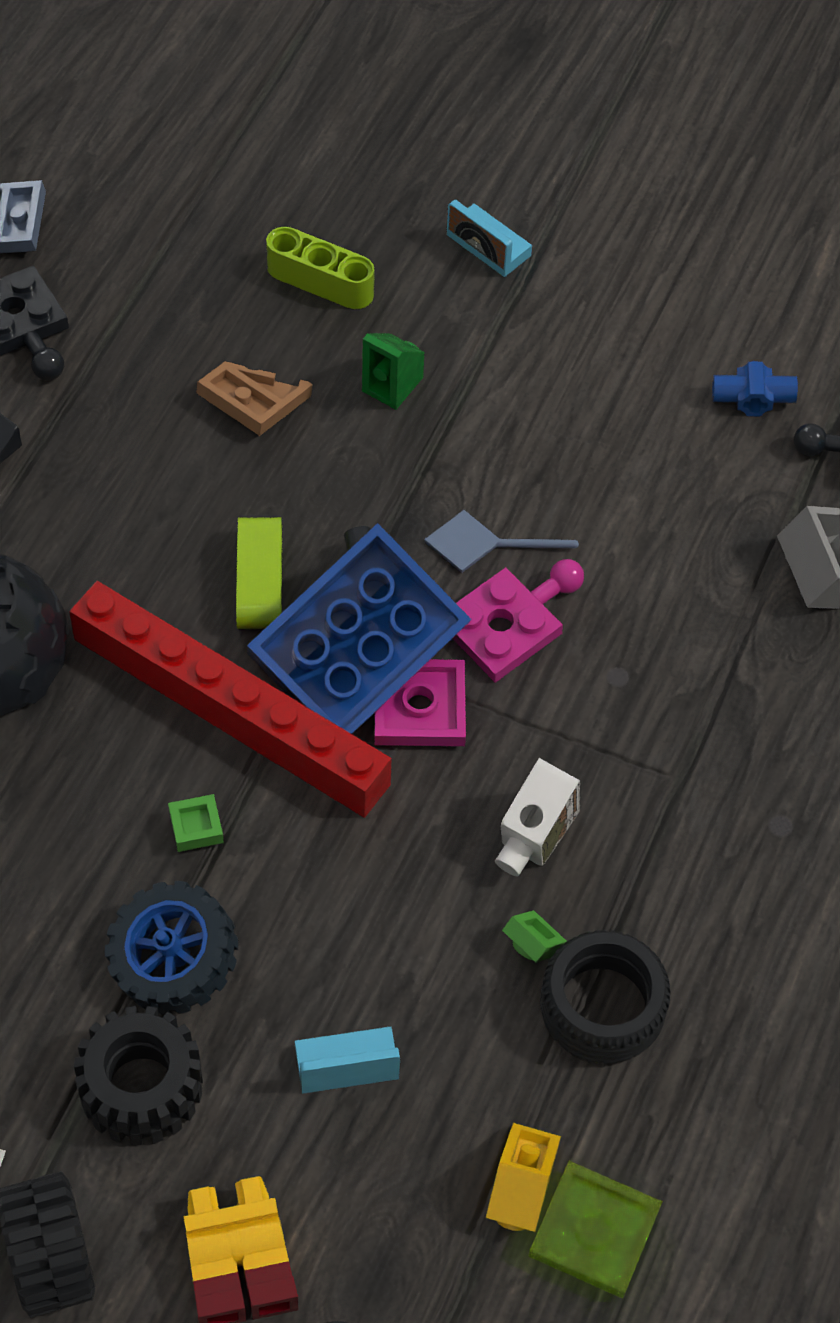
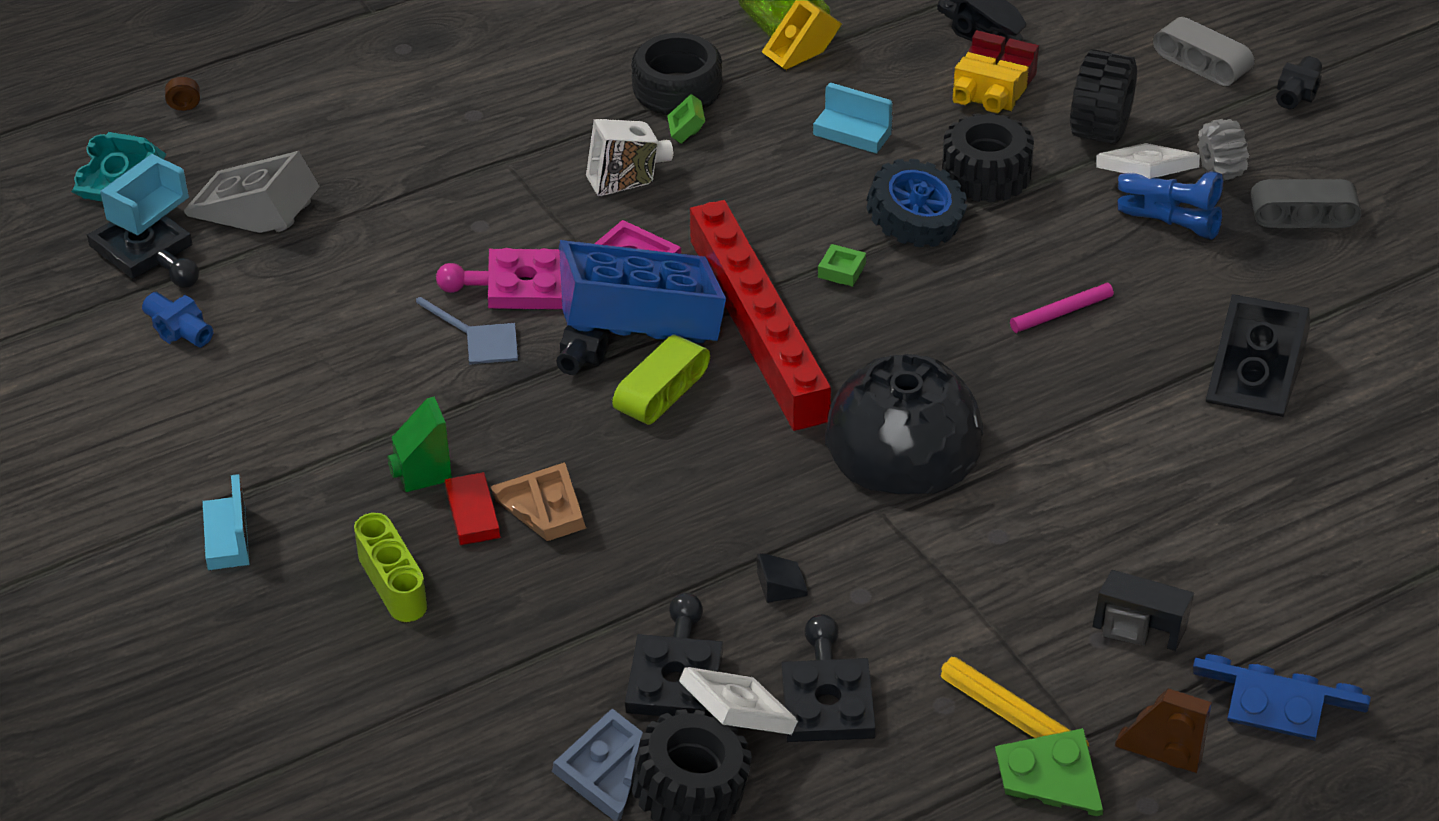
camera: 140 degrees left, 15 degrees down
(313, 363) = (472, 508): none -> red tile

